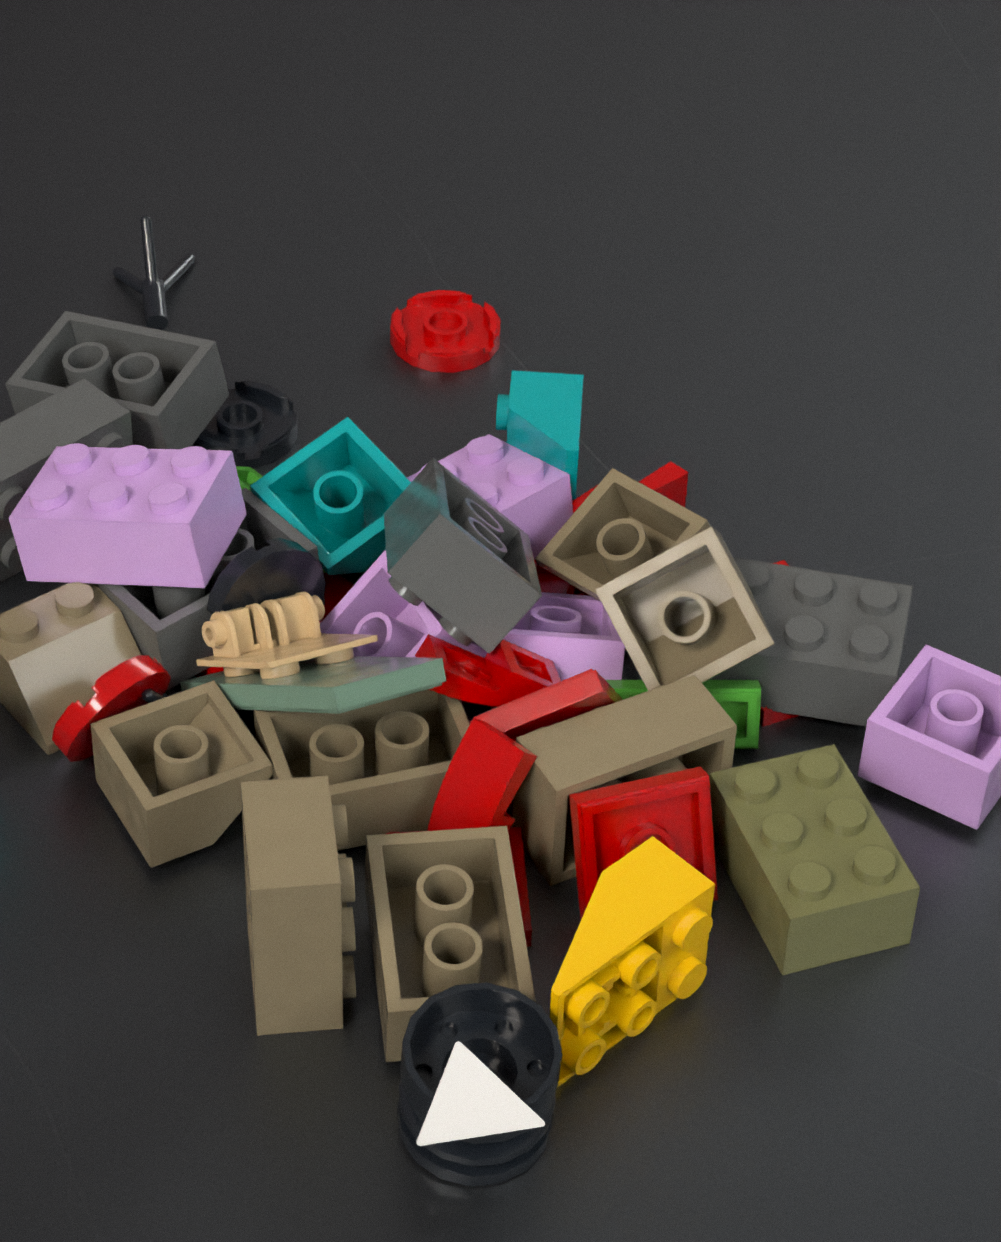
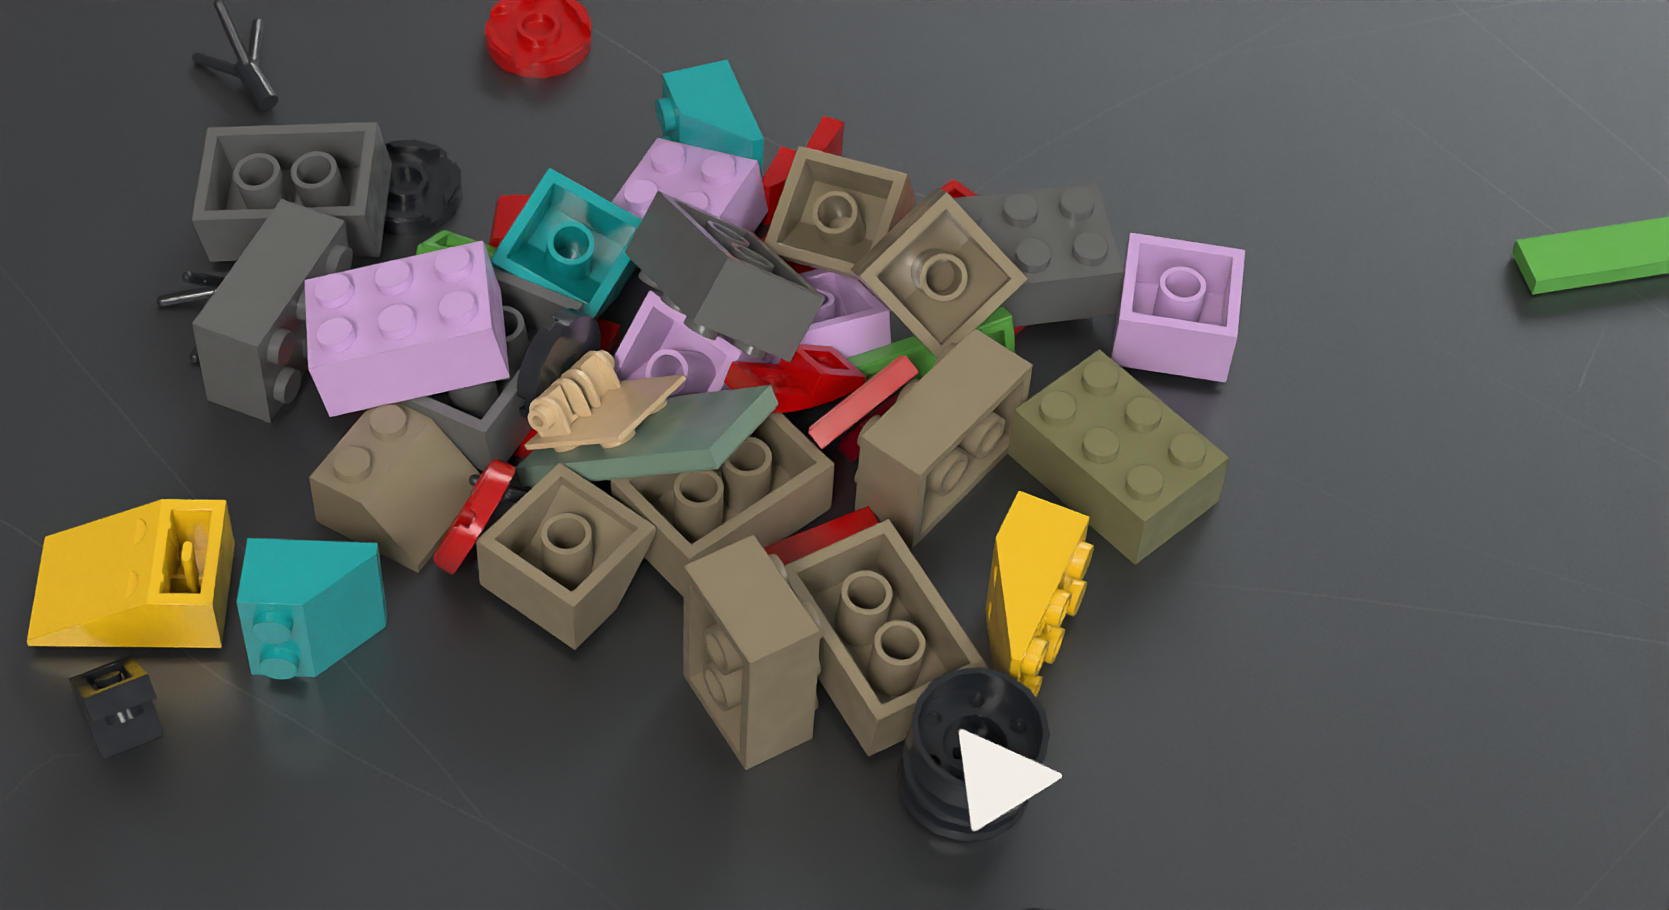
camera: 25 degrees left, 10 degrees up
(481, 780) = (842, 490): red slope -> none
(624, 815) = (980, 486): red tile -> none

